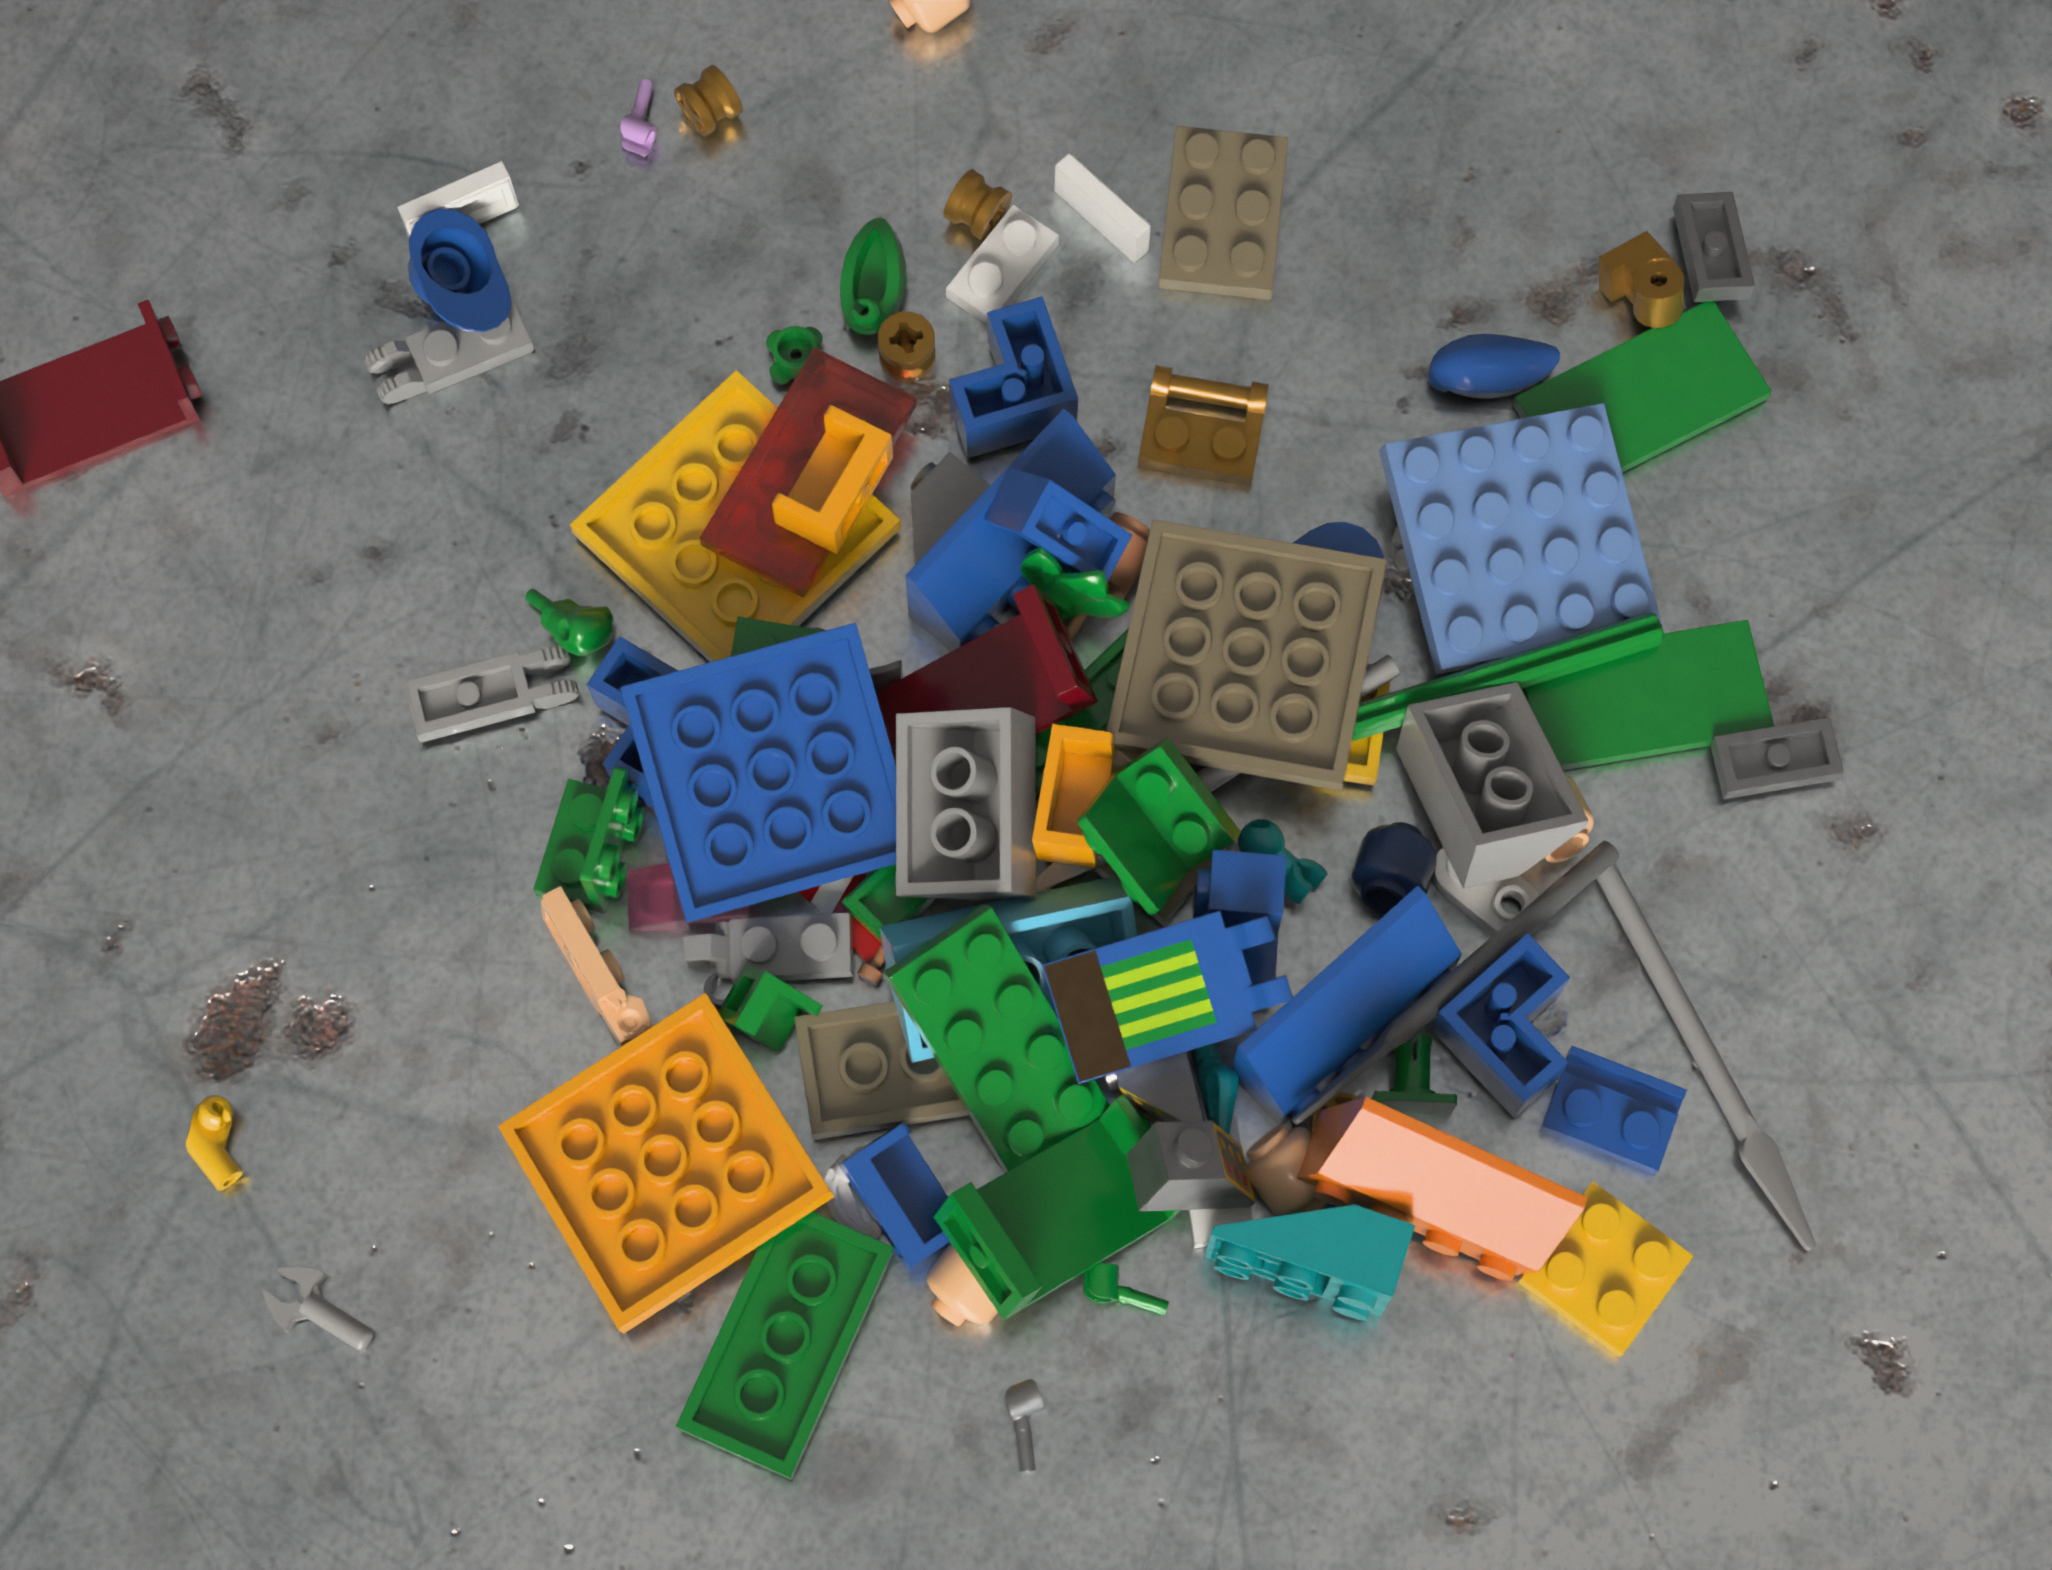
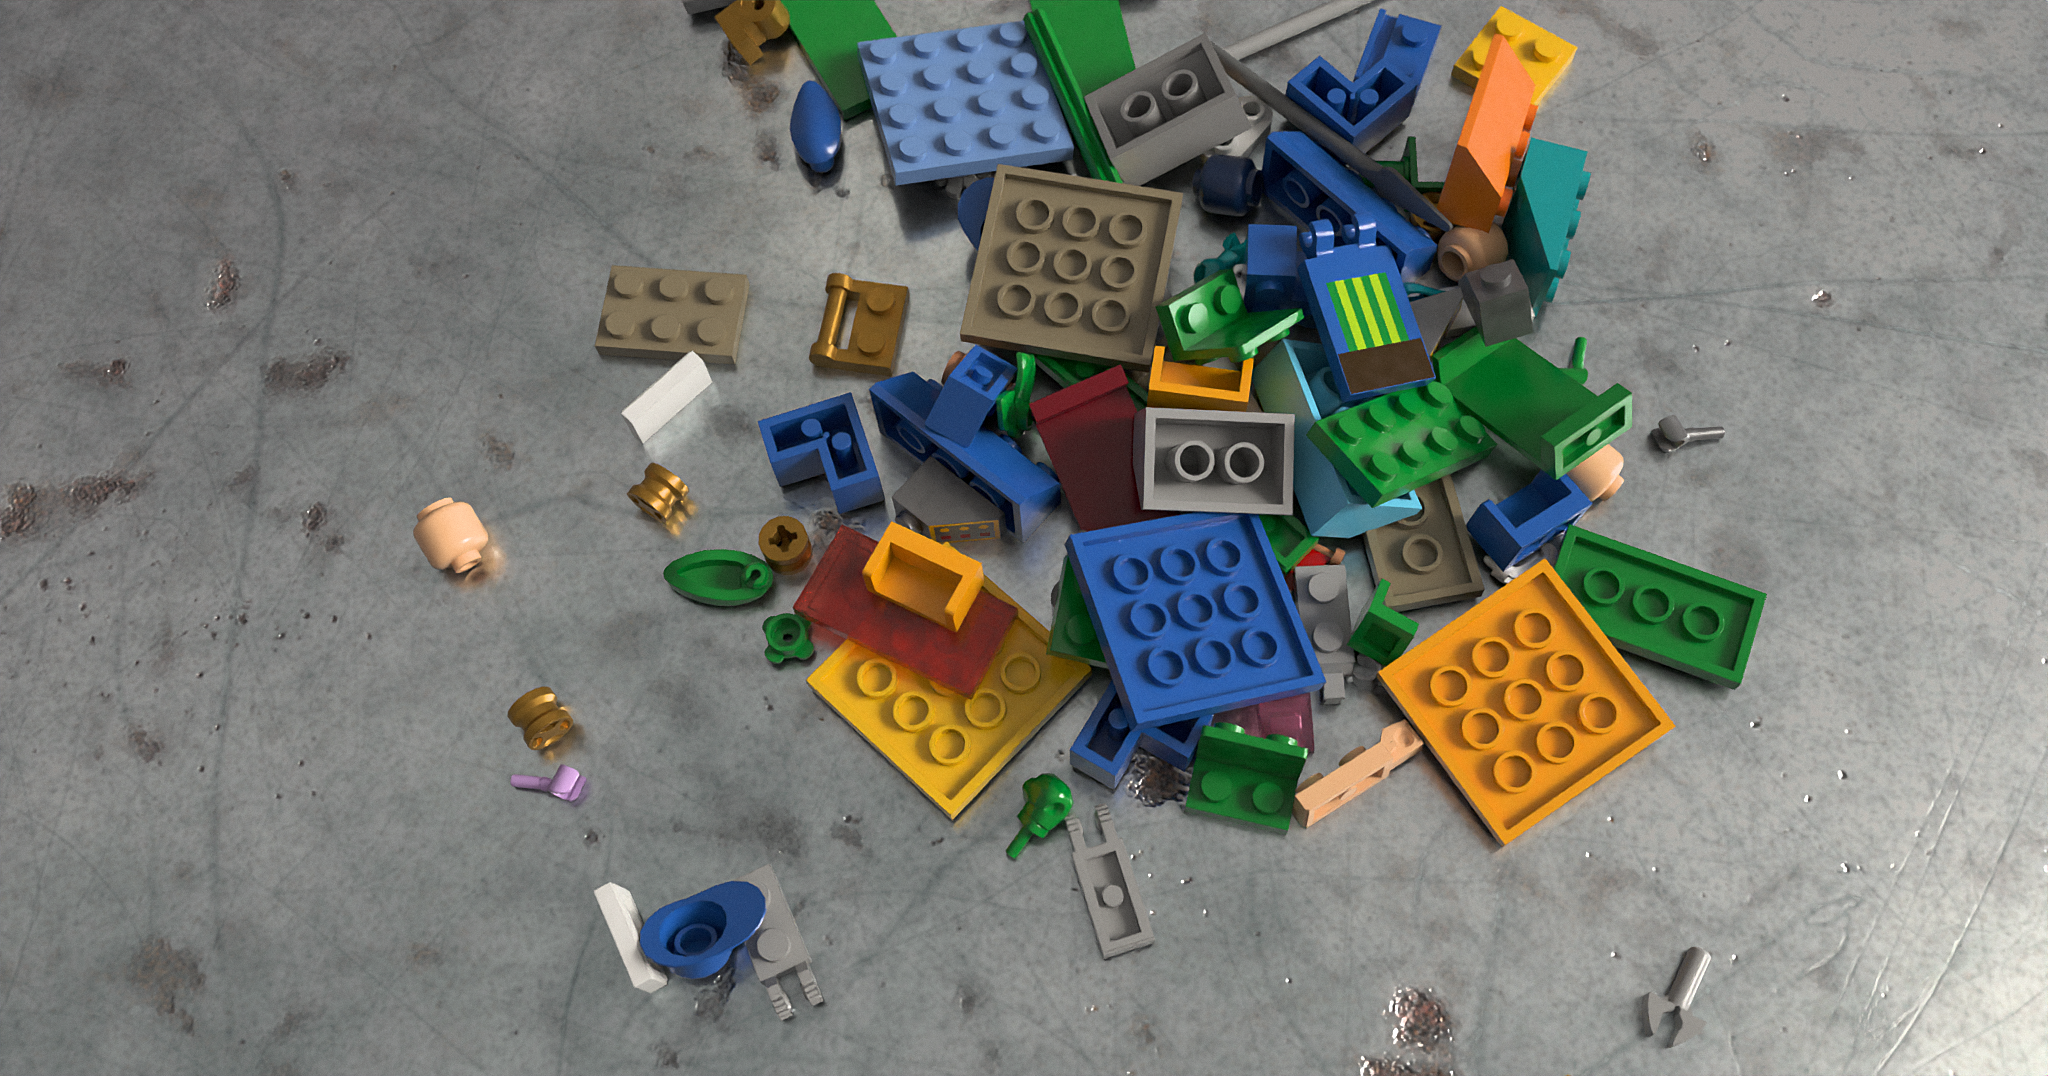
camera: 85 degrees left, 5 degrees down
(1002, 264) = (714, 477): white plate -> none

